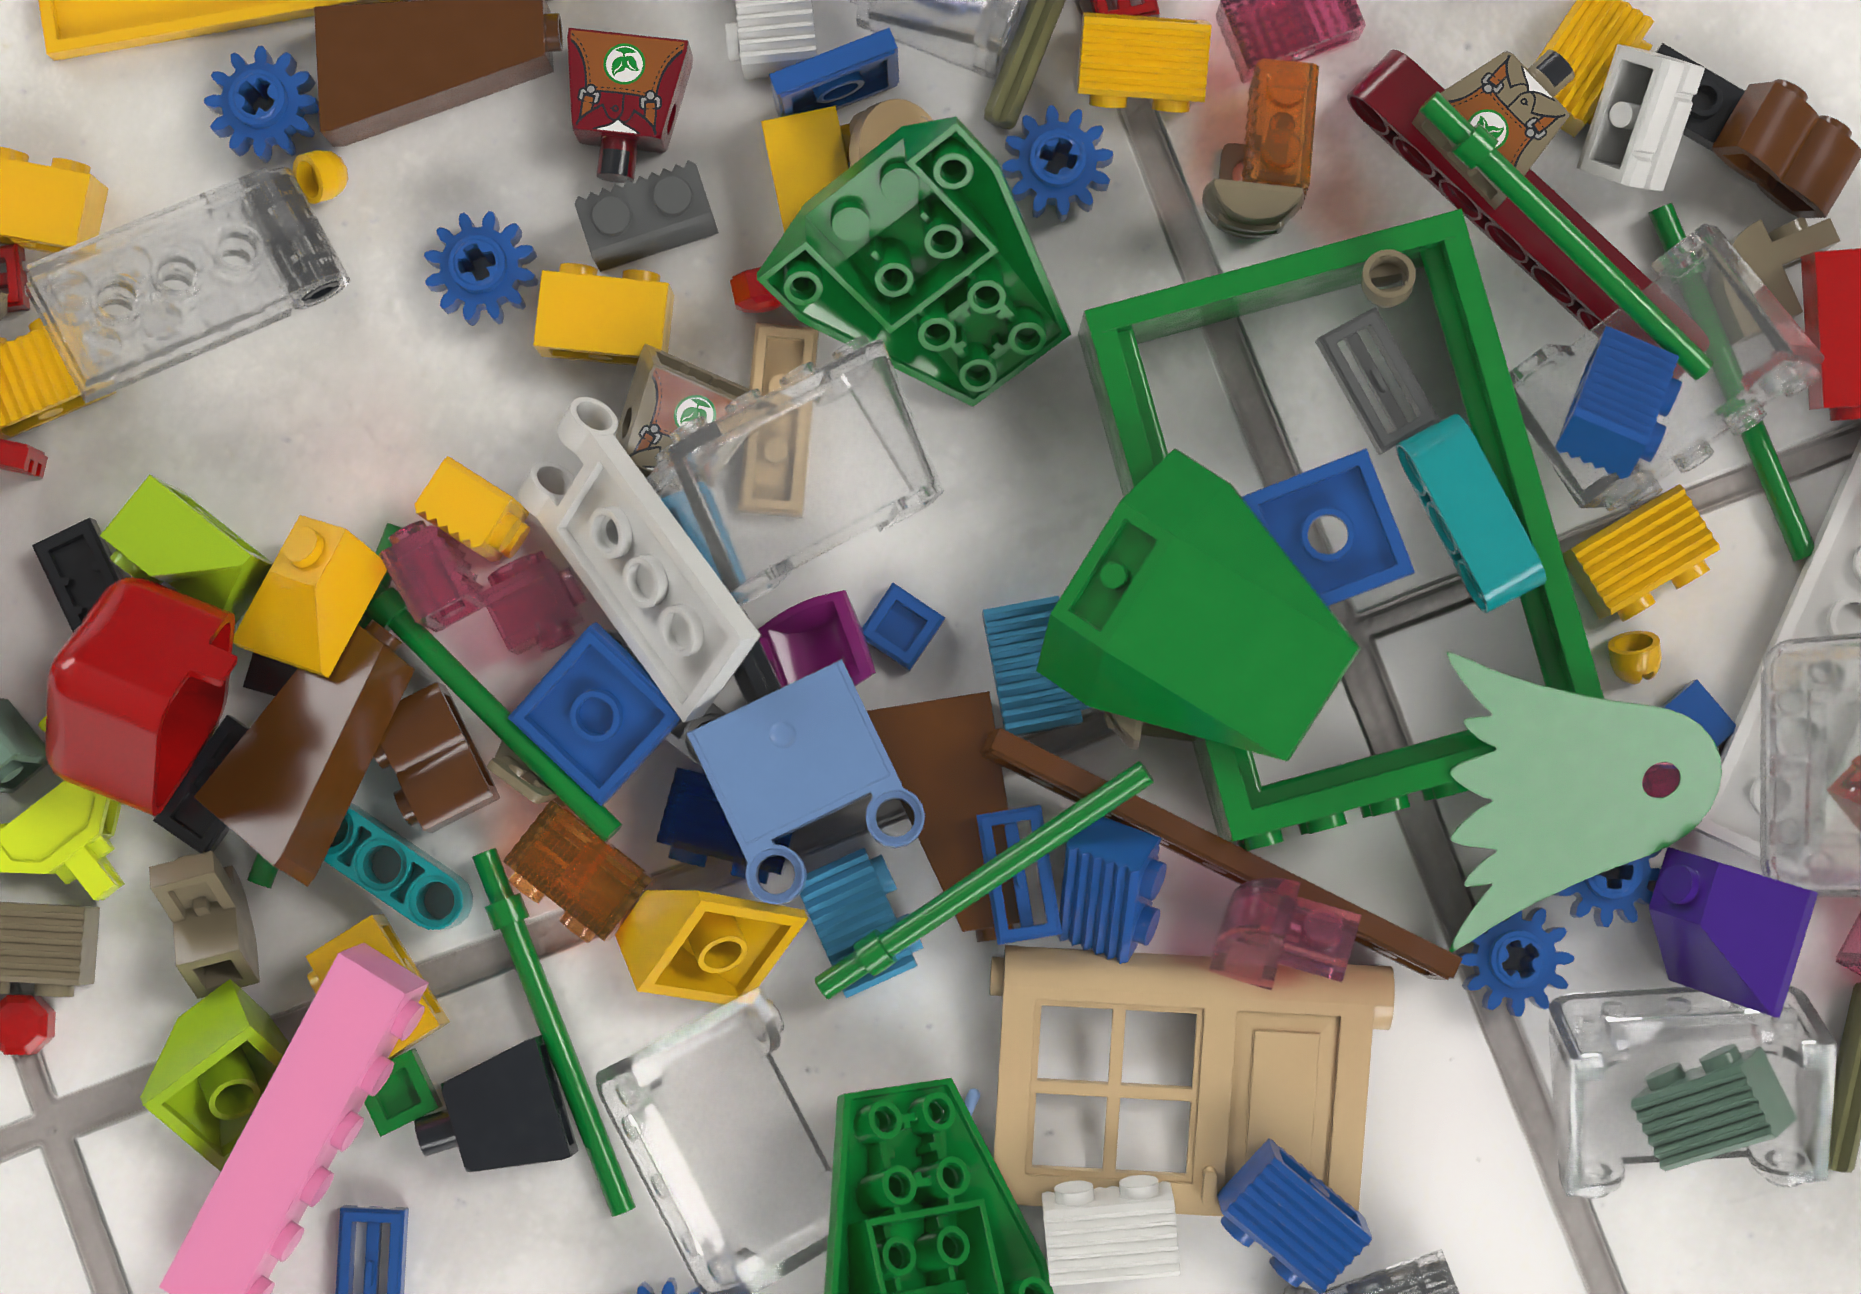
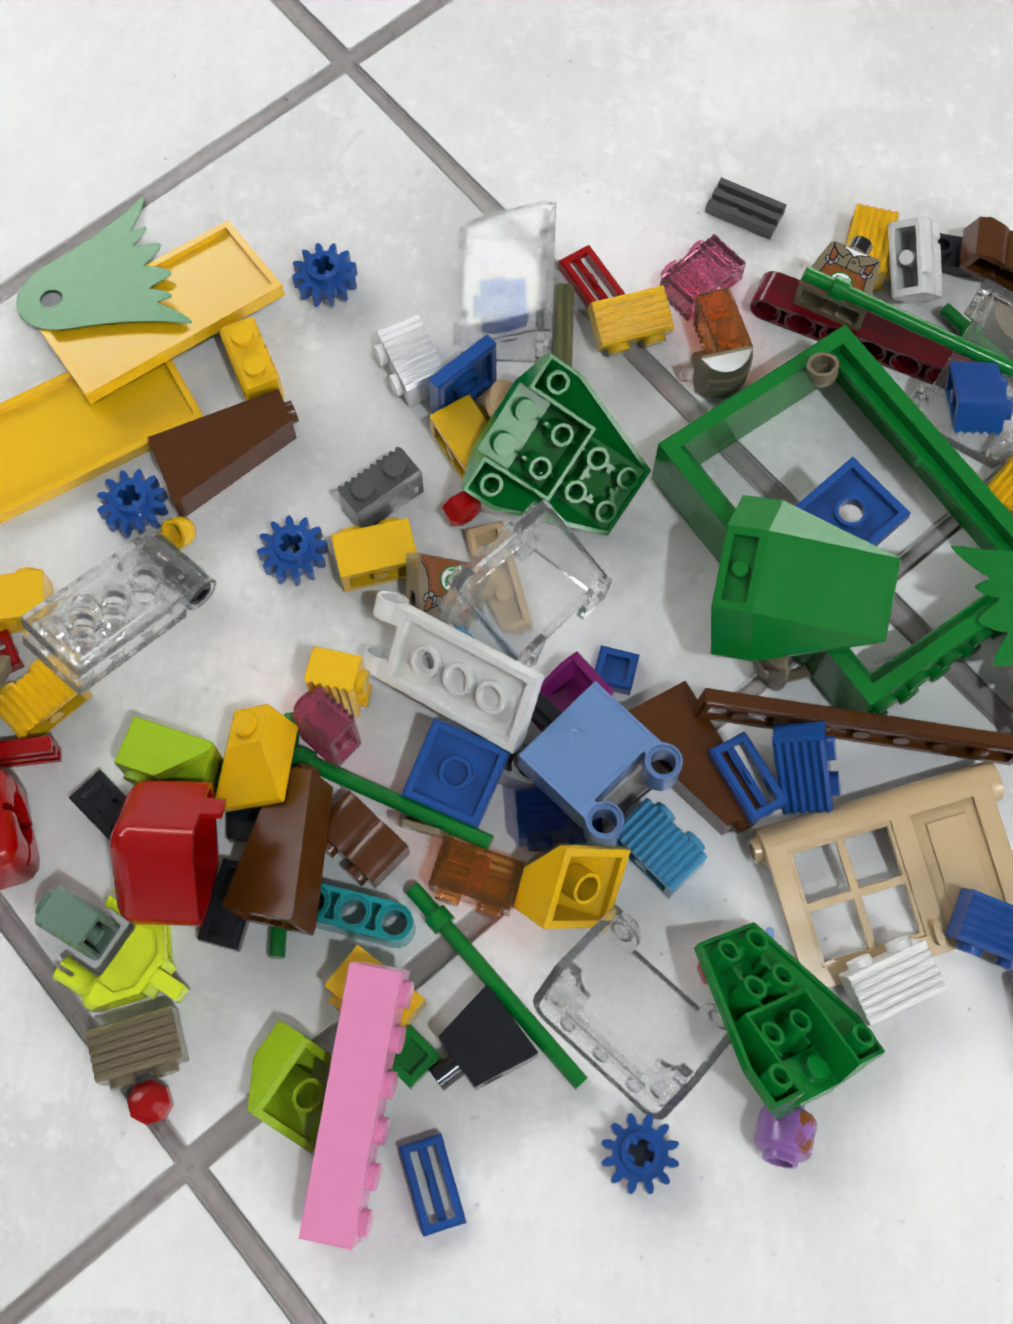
camera: 20 degrees left, 15 degrees down
(209, 921) = (252, 987): dark tan brick -> none
(534, 603) = (391, 727): clear pink brick -> none
(625, 95) = (343, 430): torso -> none
(879, 950) = (682, 851): green bar -> none
(1025, 697) = (691, 659): dark azure brick -> none
(1041, 146) = (618, 384): blue gear -> none
(1274, 927) = (910, 751): clear pink brick -> none
(1353, 391) = (836, 432): dark grey tile -> none
(1471, 513) = (925, 475): teal beam -> none

